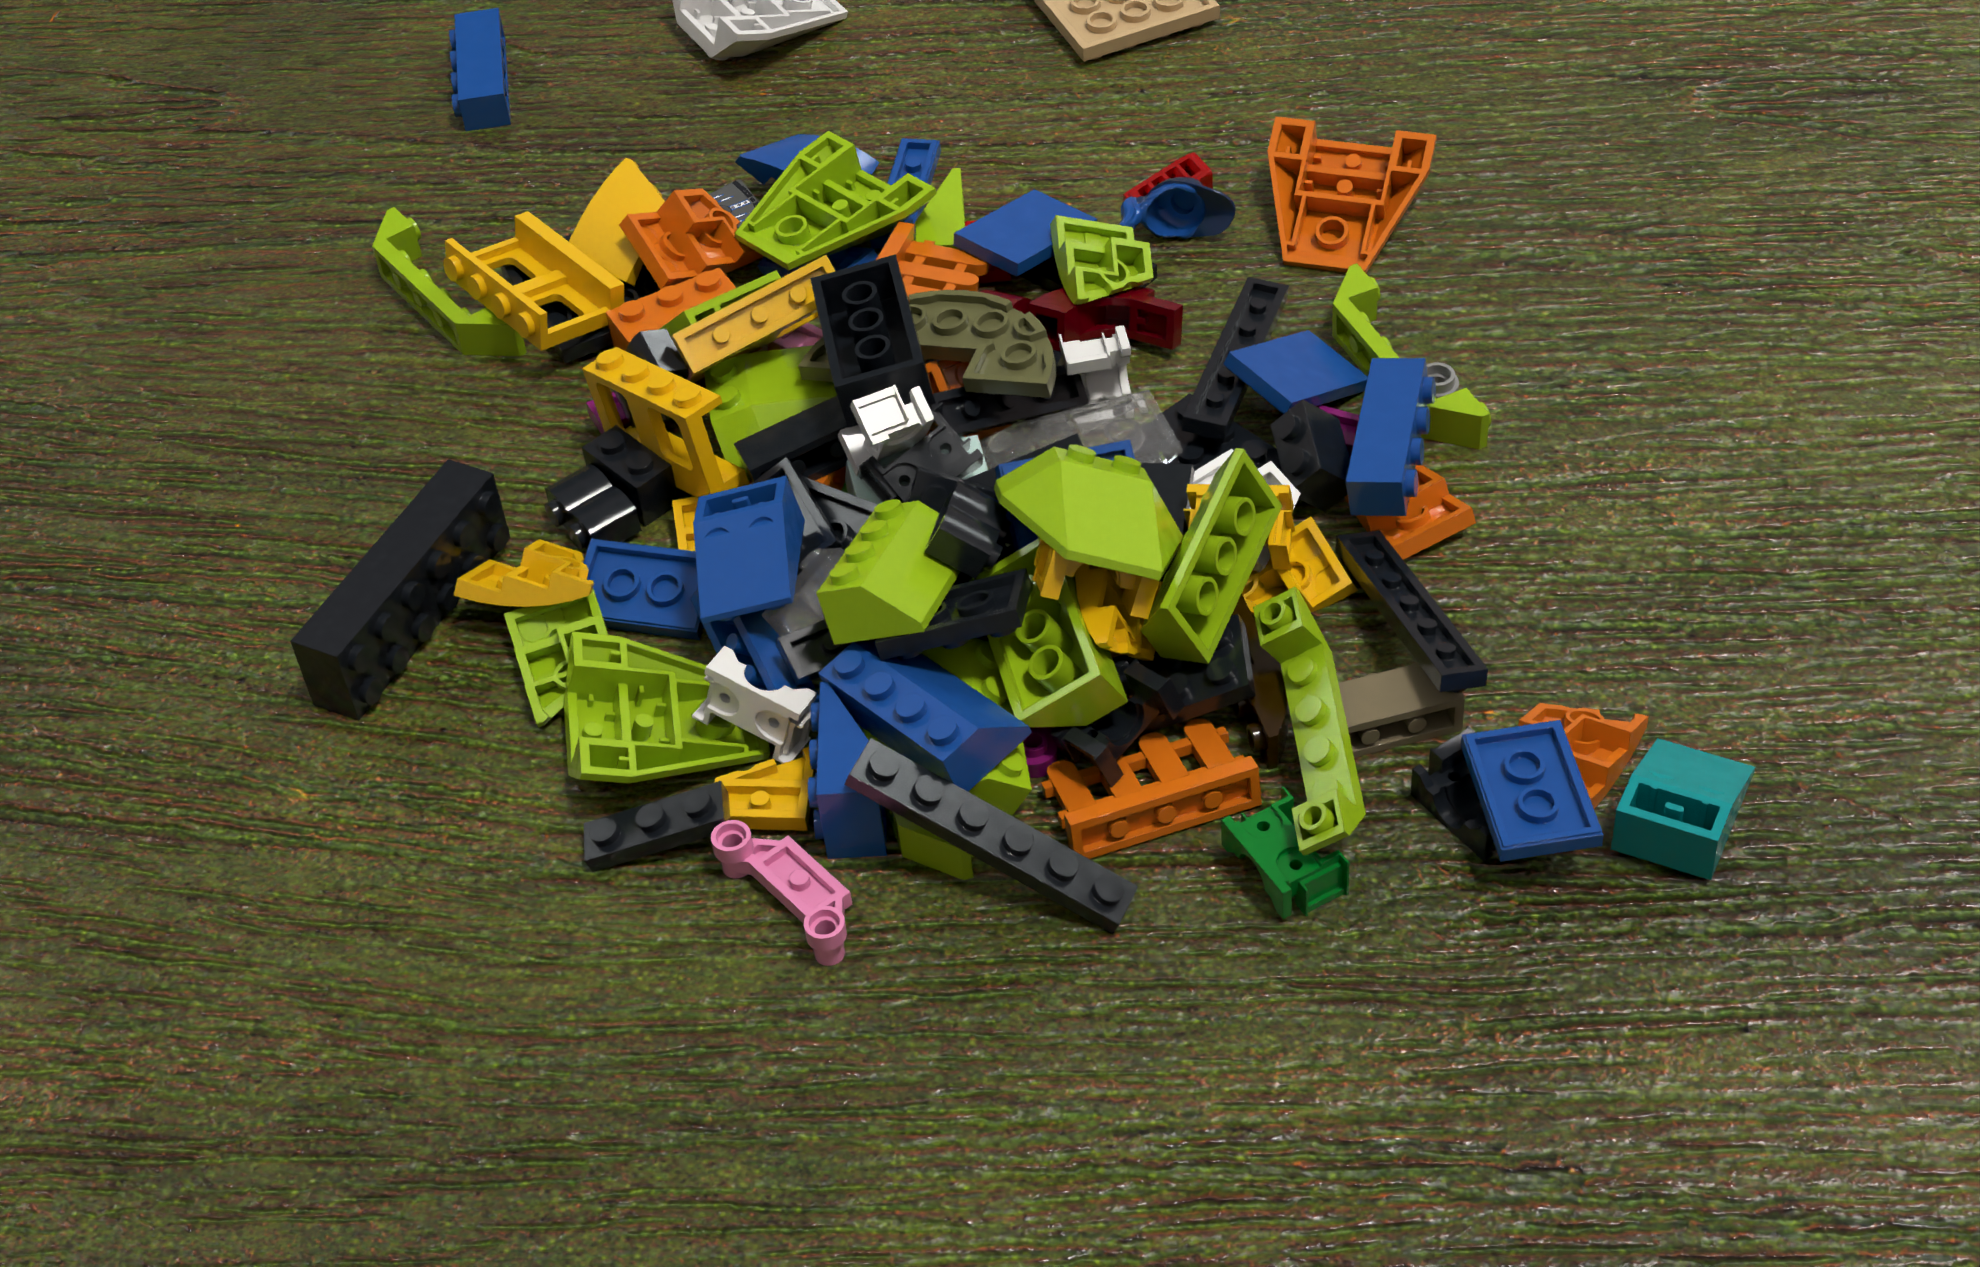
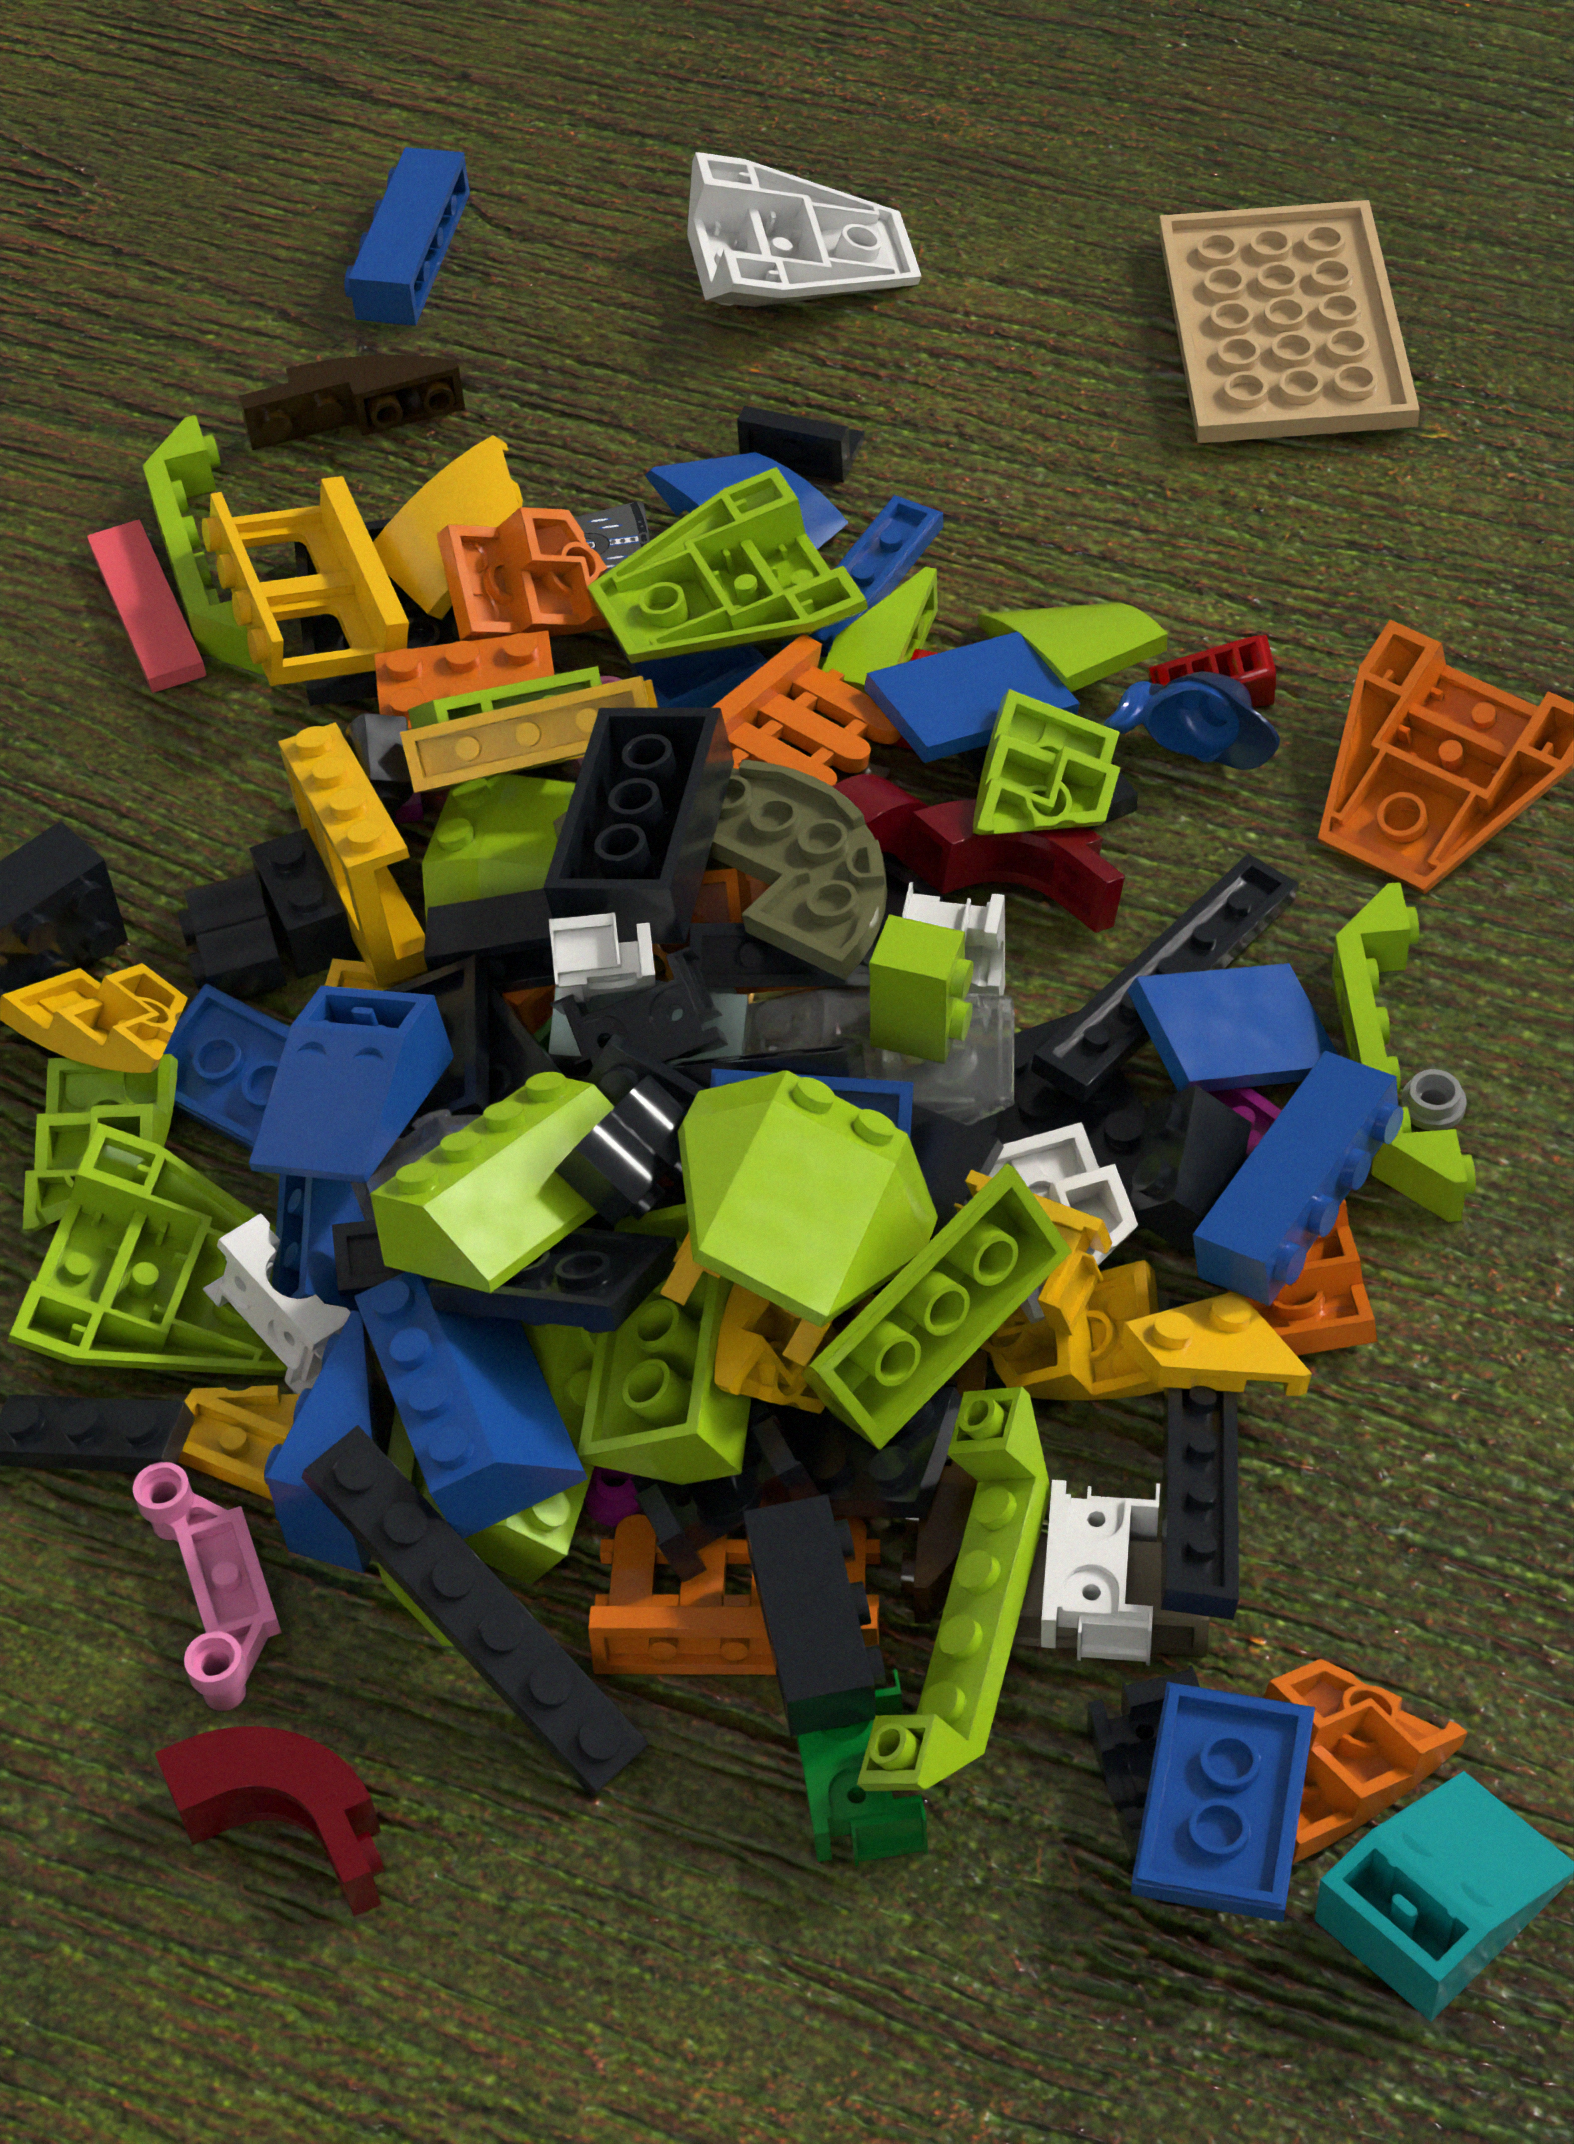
camera: 20 degrees right, 5 degrees up
(413, 335) = (146, 606): none -> coral tile
(495, 168) = (363, 390): none -> dark brown slope
(837, 118) = (799, 442): none -> black panel
(908, 983) = (283, 1777): none -> dark red arch
(1078, 185) = (1082, 640): none -> lime slope
(1100, 390) = (919, 989): none -> lime brick
(1218, 766) = (813, 1614): none -> black brick
(1383, 695) = (1090, 1573): none -> white piece
(1384, 547) = (1213, 1346): none -> yellow wing

